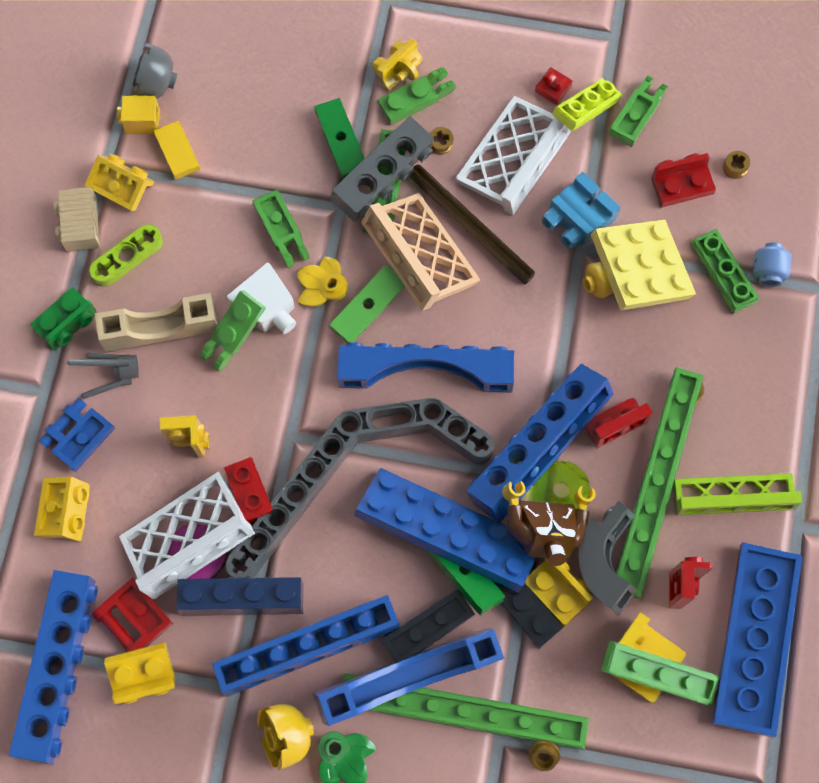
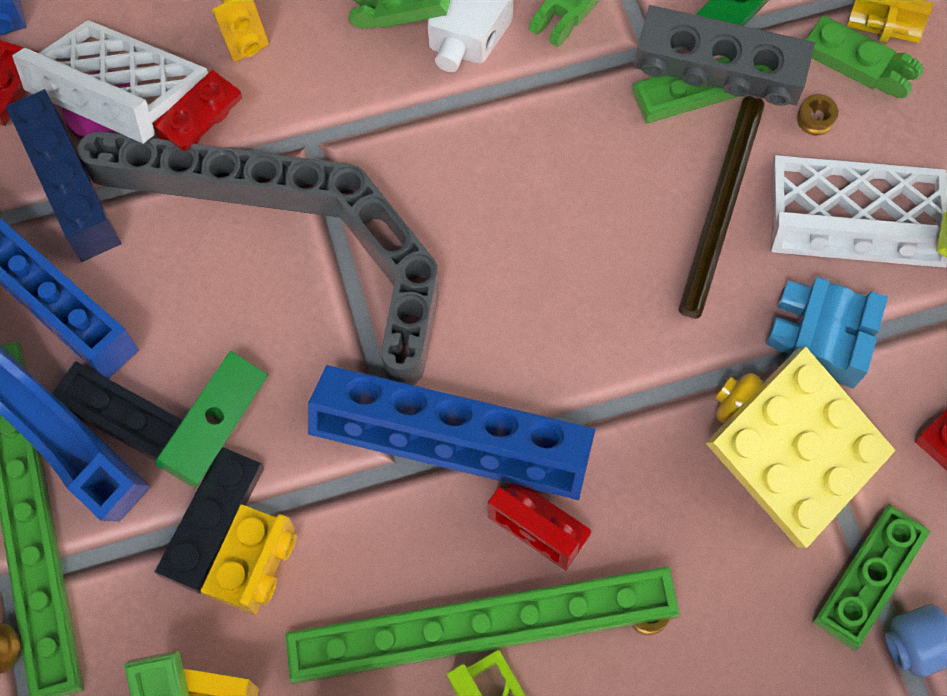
camera: 65 degrees right, 5 degrees down
(318, 283) = (530, 74): yellow plate -> none
(365, 365) = (443, 173): blue arch -> none
(379, 293) = (505, 132): bright green tile -> none
(404, 258) = (610, 143): light nougat fence -> none
(445, 529) = (265, 378): blue plate -> none
(546, 527) = (321, 494): reddish brown torso -> none
(565, 473) = (405, 523): clear neon green tile -> none
(596, 561) = (310, 589): dark grey arch -> none

